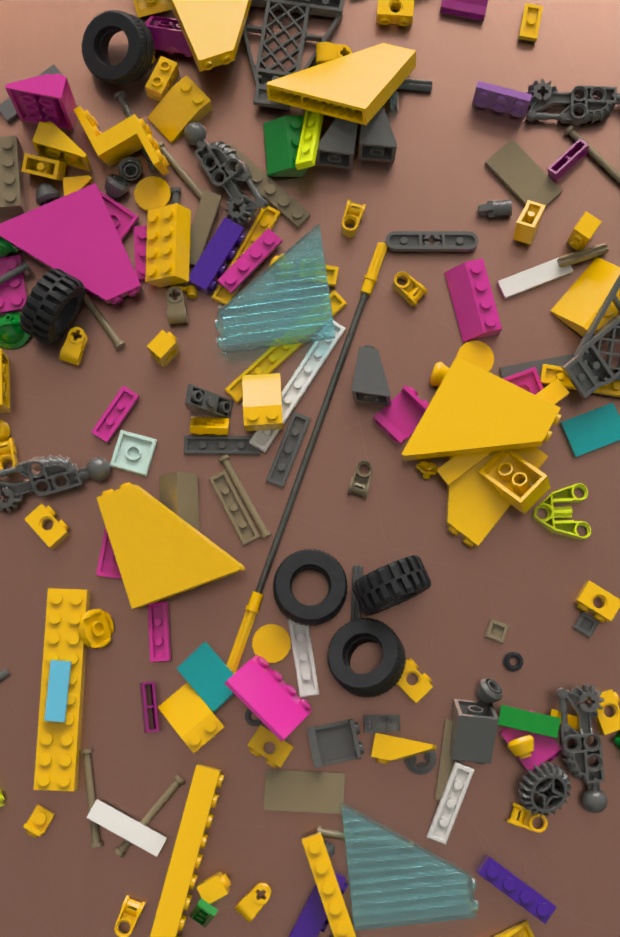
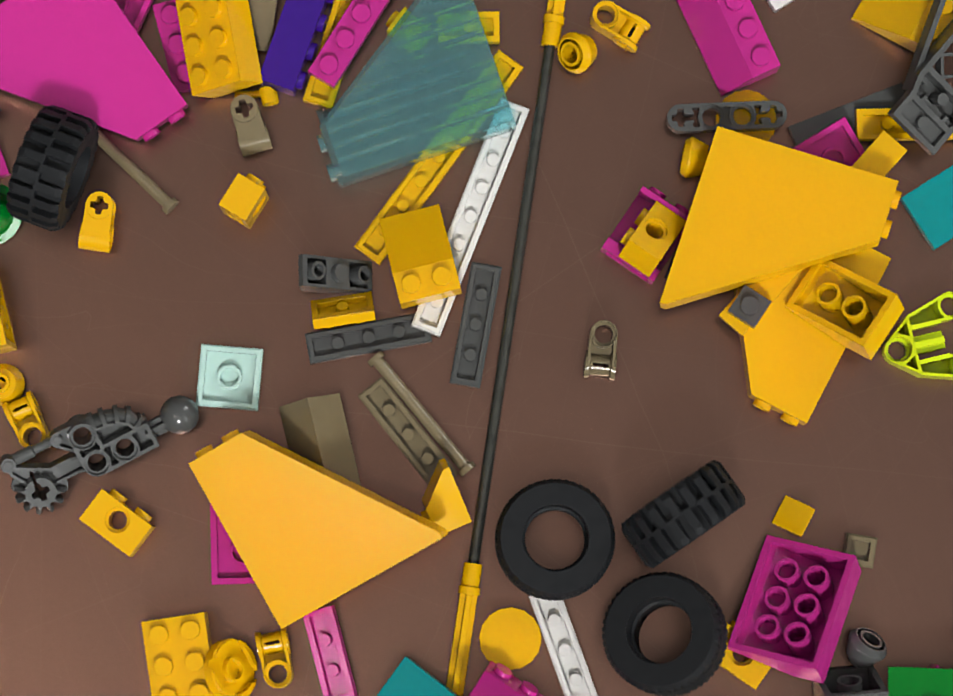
camera: 15 degrees left, 5 degrees up
(115, 414) = (187, 320): dark pink plate -> none
(125, 622) = (275, 655): none -> yellow piece
(247, 550) = (444, 500): none -> yellow slope
(356, 612) = (625, 509): dark grey axle -> none
(369, 378) = (585, 185): dark grey slope -> none
(380, 299) = (576, 52): none -> yellow cone
(404, 416) = (652, 238): none -> yellow brick
(427, 469) = (703, 313): yellow plant -> none
(450, 657) = (795, 607): none -> dark pink slope
(455, 468) = (749, 307): none -> dark grey plate
(459, 602) = (793, 516): none -> yellow slope
(463, 353) = (725, 112): none -> dark grey beam
(519, 661) = (901, 600): black plate -> none

